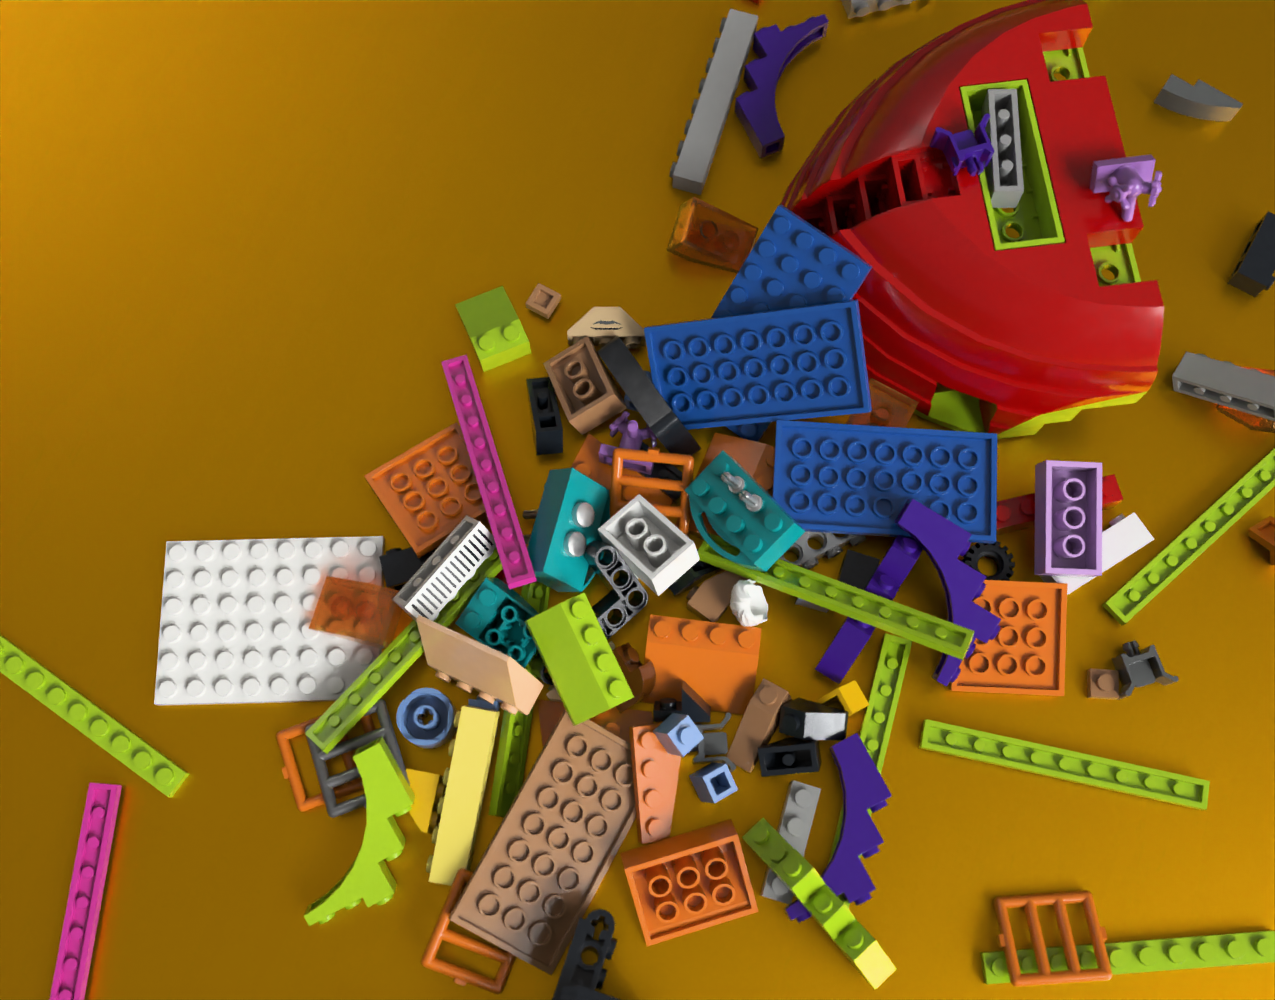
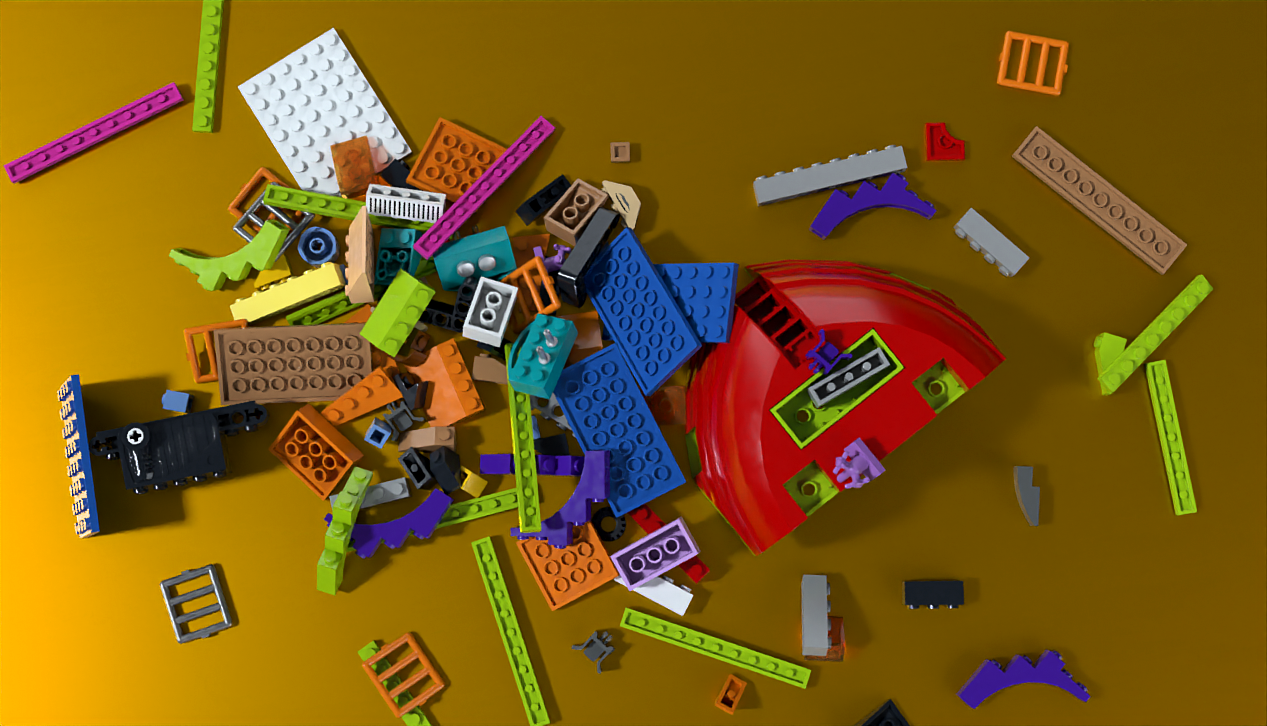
camera: 65 degrees right, 10 degrees up
(493, 328) = (583, 132): lime slope -> none
(678, 734) = (390, 395): medium blue brick -> none
(711, 236) = (728, 232): clear orange slope -> none
(748, 603) = (493, 392): white hair -> none
(1102, 684) = (575, 632): medium nougat plate -> none

